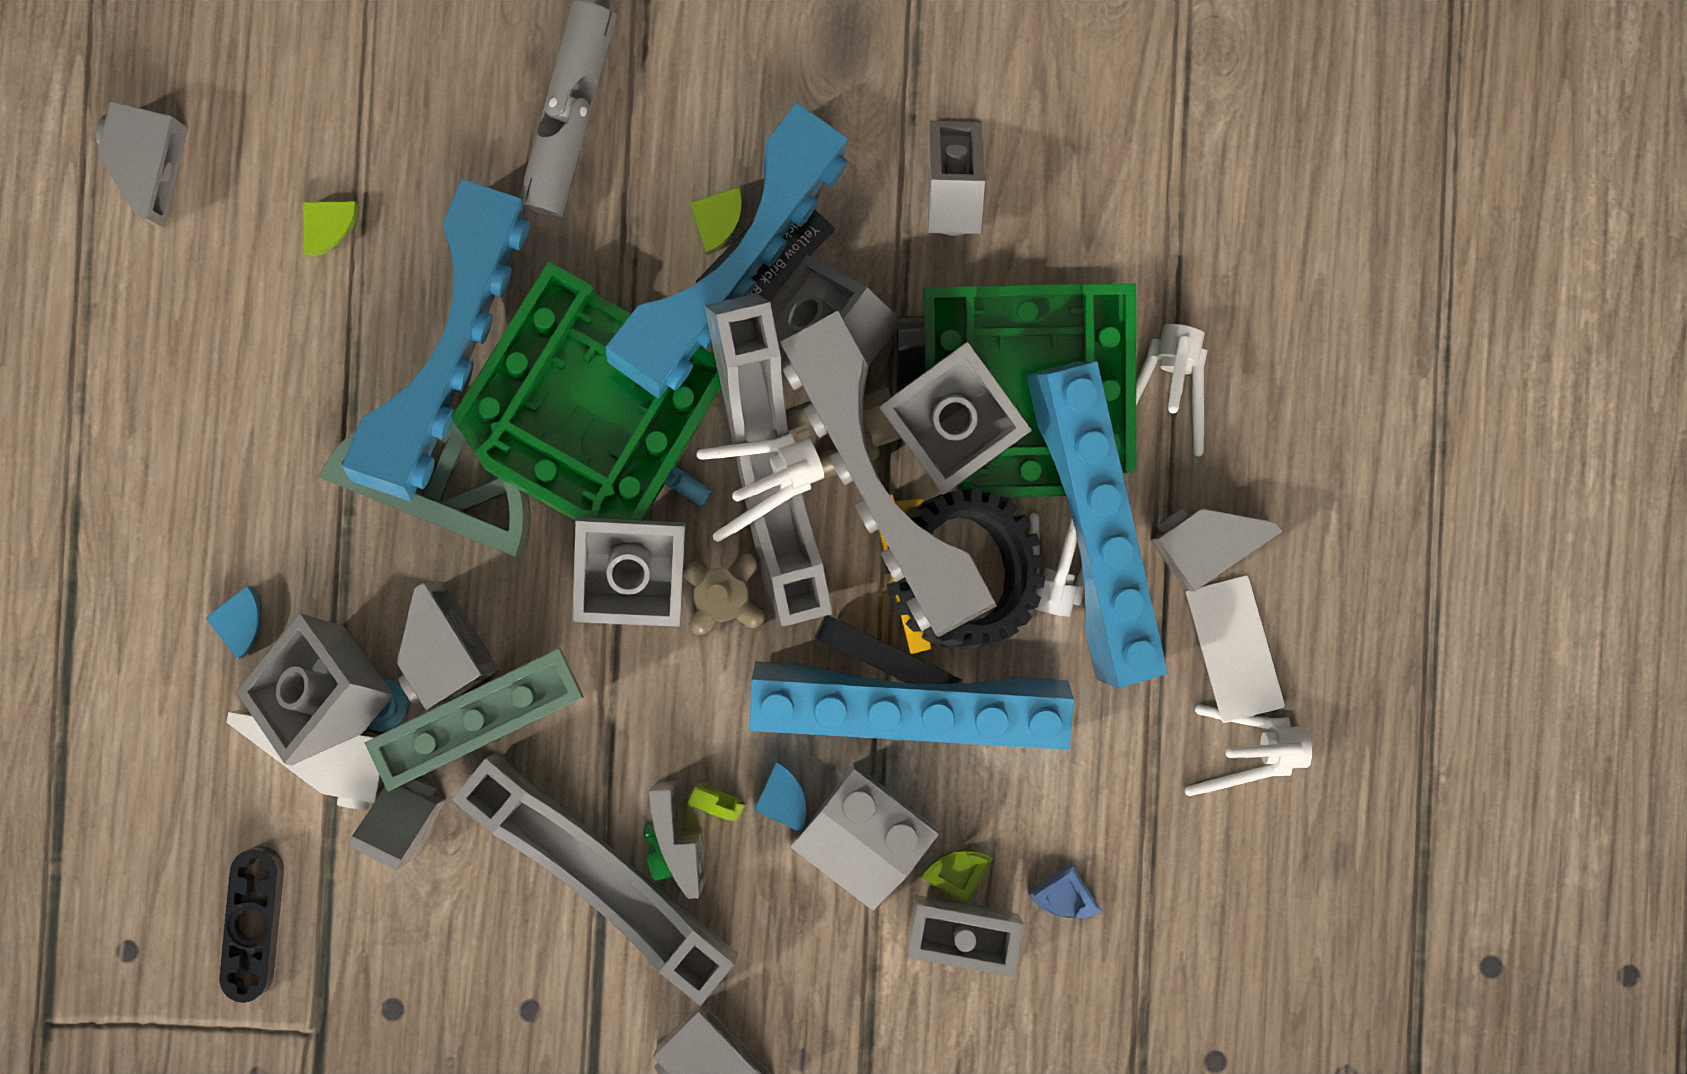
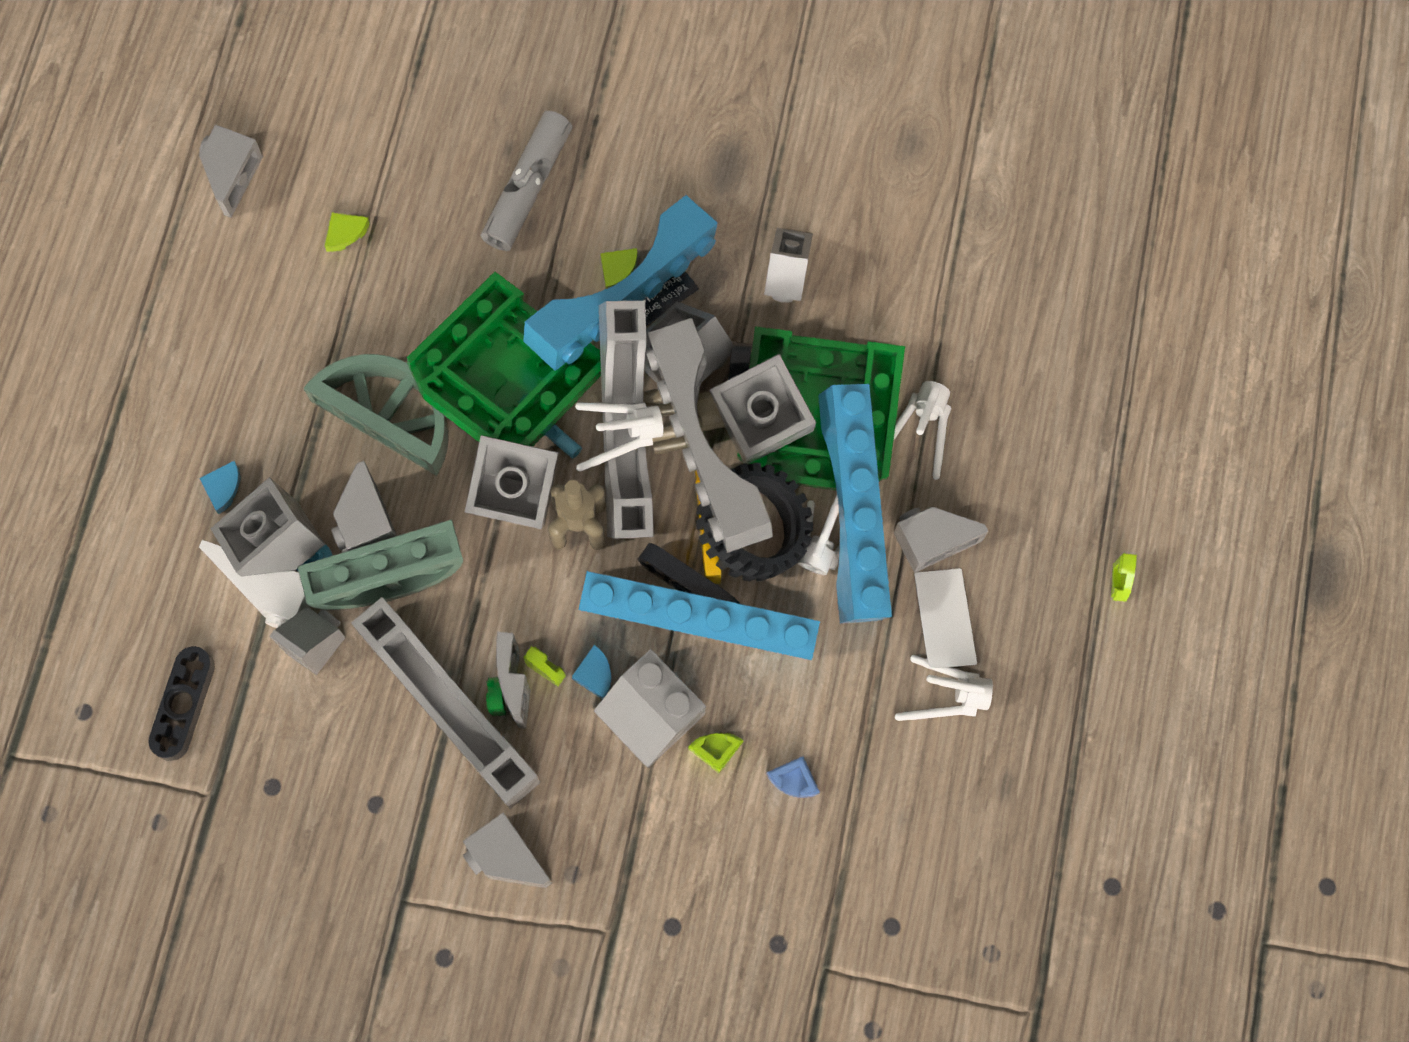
camera: 10 degrees right, 15 degrees down
(397, 438) = (366, 363): dark azure arch -> none
(964, 935) = (712, 788): light grey brick -> none
(1467, 558) = (1123, 577): none -> lime tile

